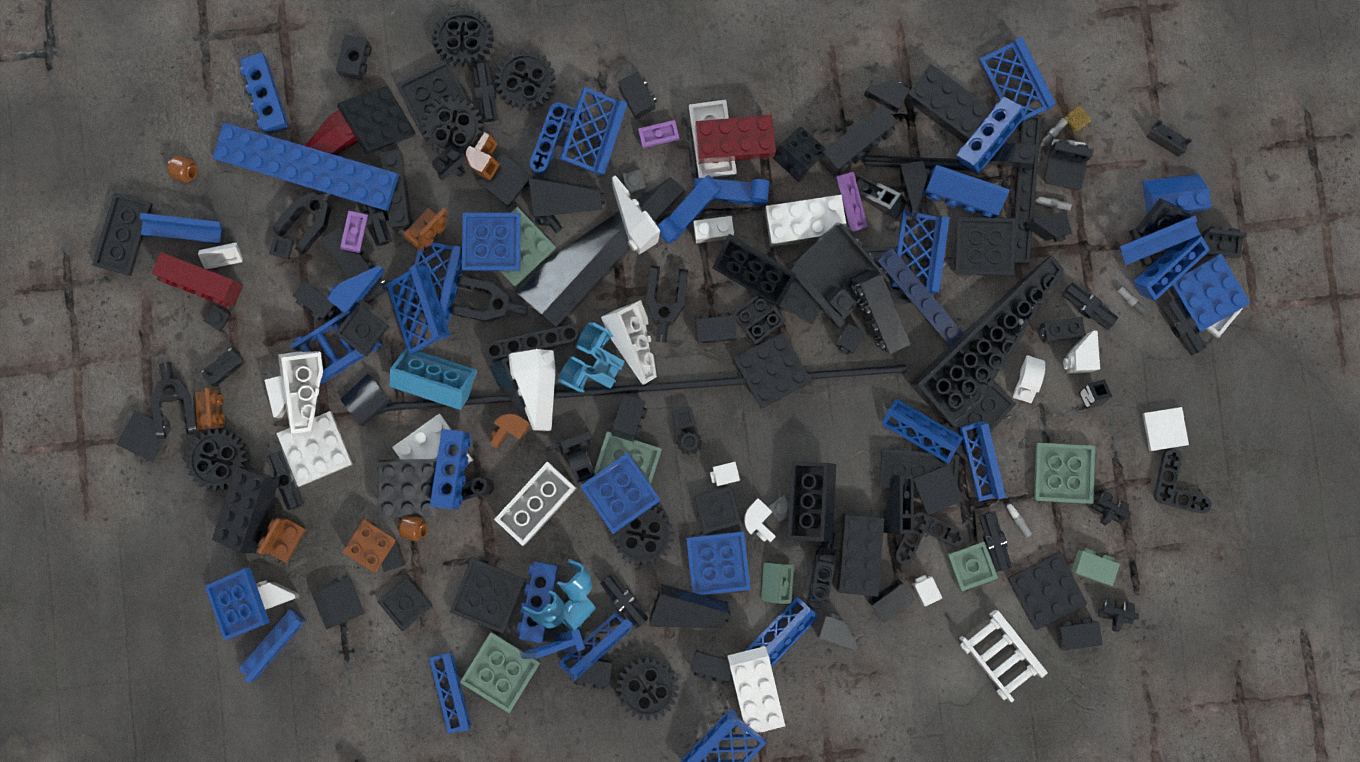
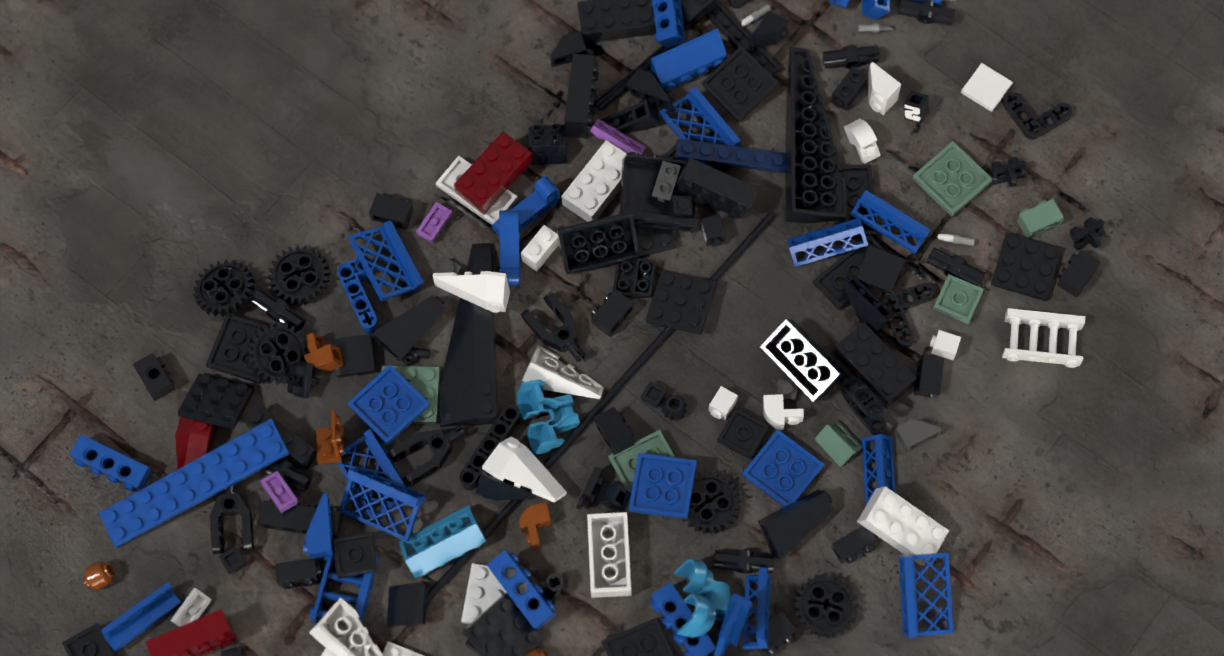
camera: 40 degrees left, 15 degrees down
(850, 271) = (666, 181): none -> dark grey hinge

